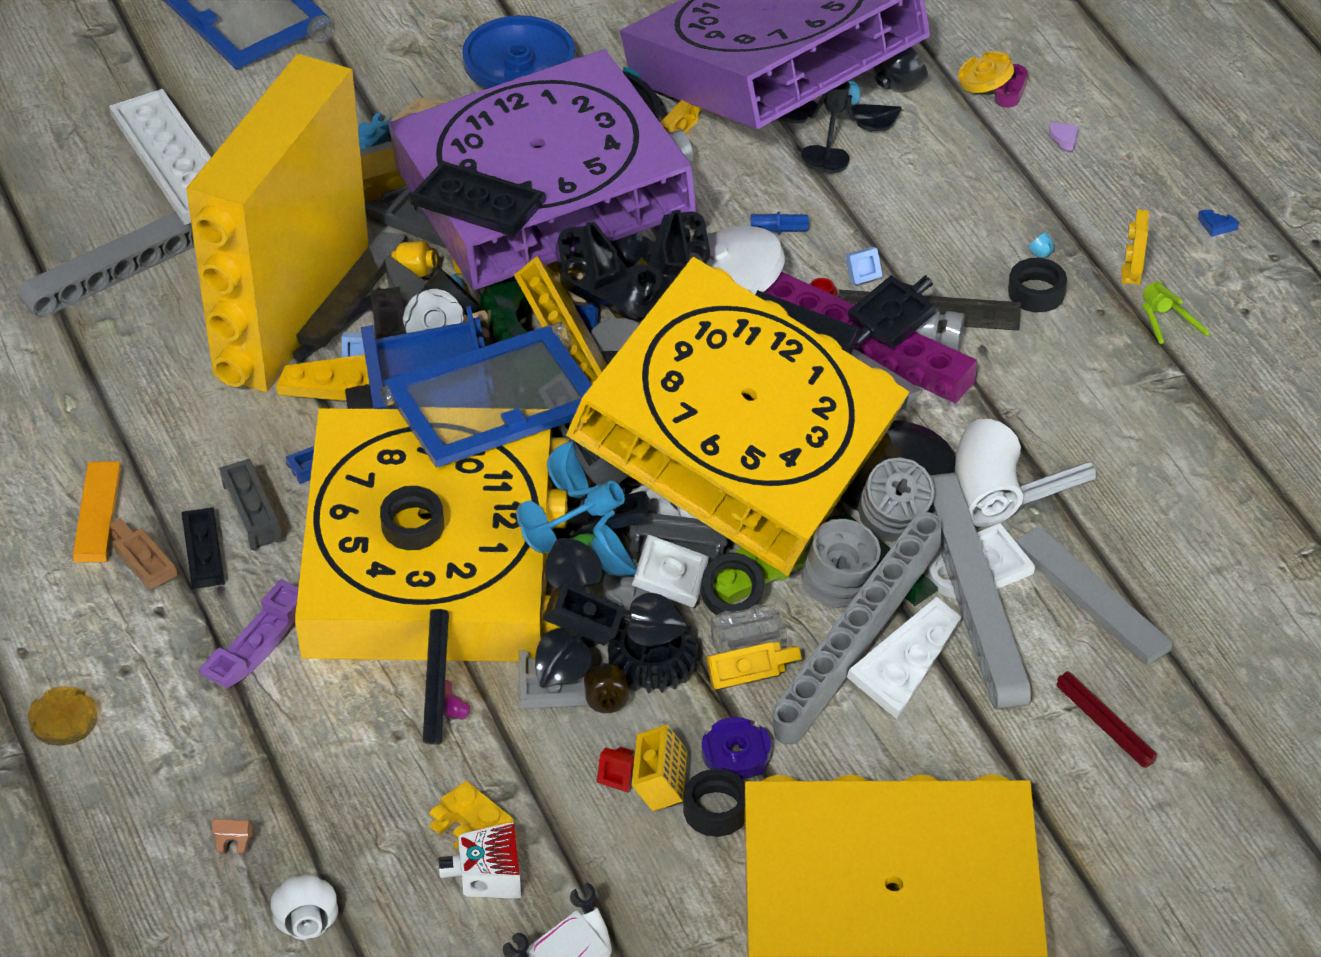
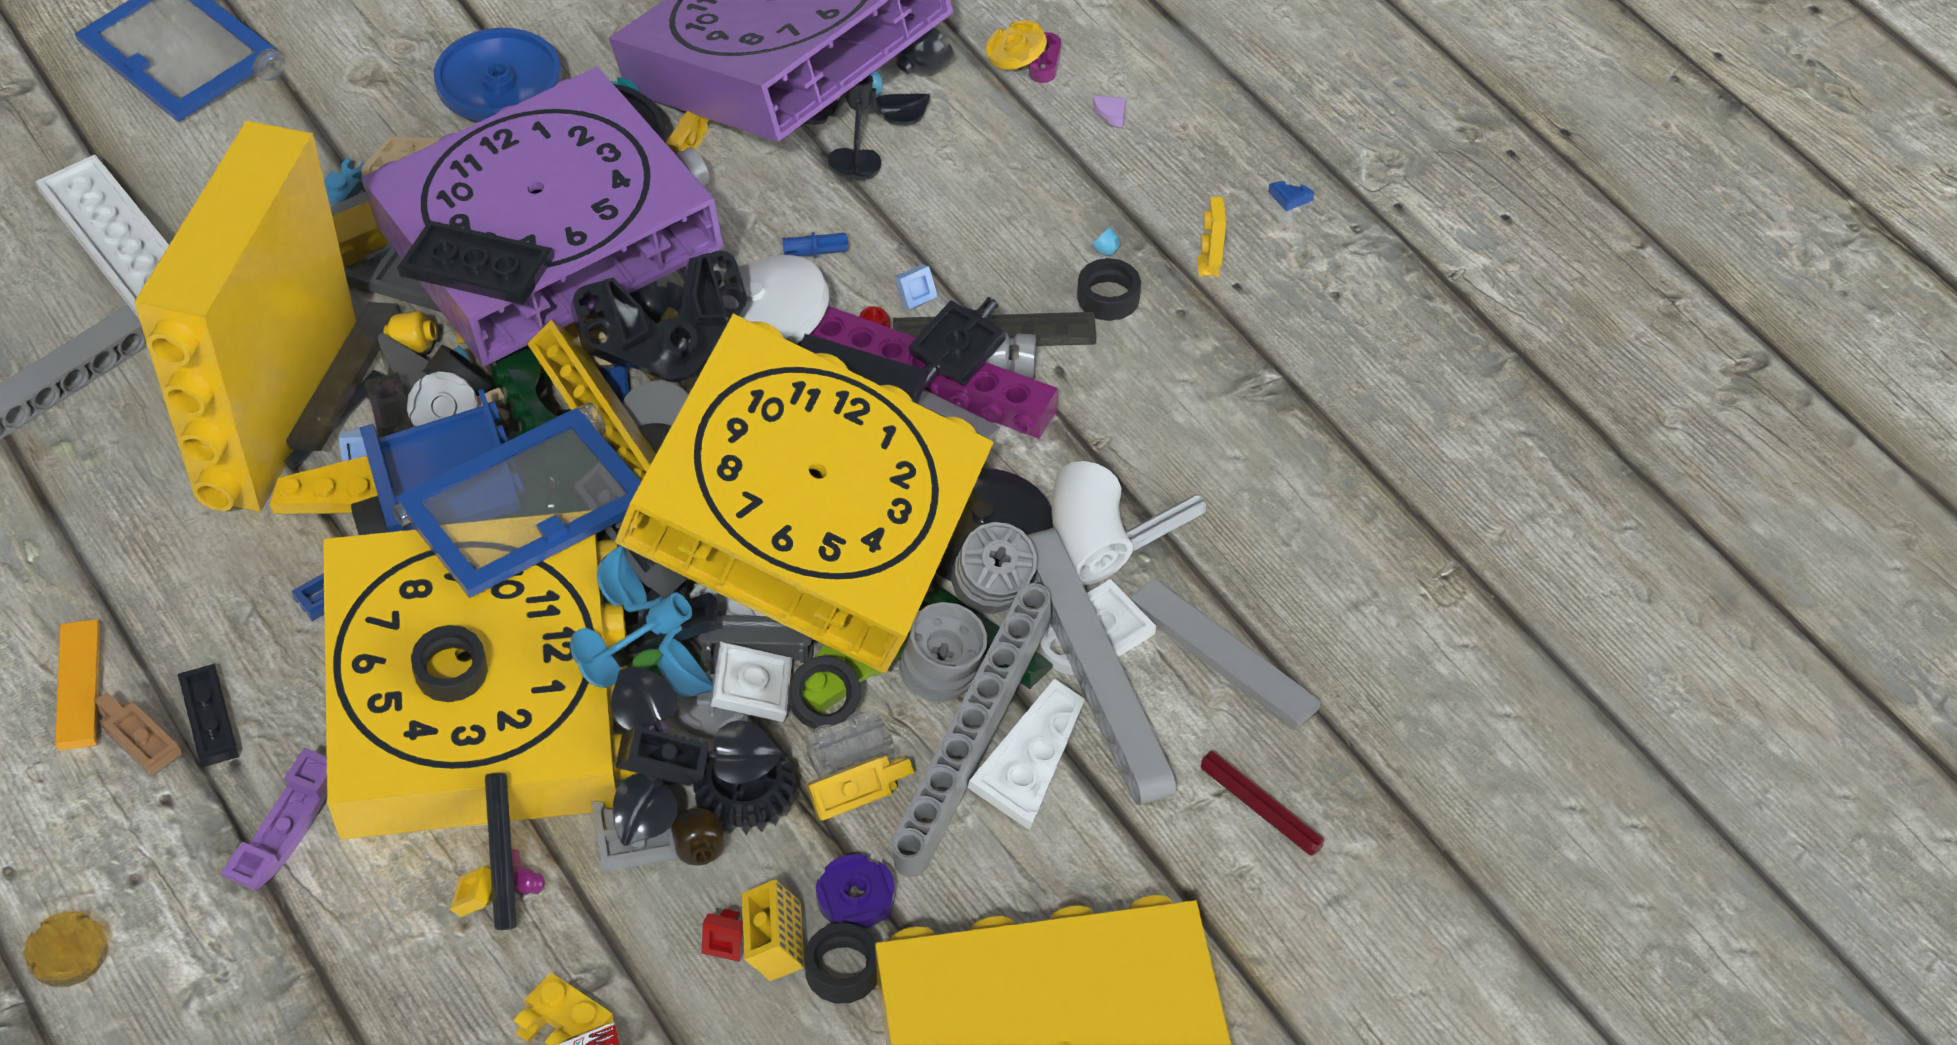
camera: 10 degrees left, 5 degrees up
(251, 503) = (257, 655): dark grey container -> none
(407, 710) = (472, 892): none -> yellow plate
(1161, 299) = (1245, 293): lime plant -> none

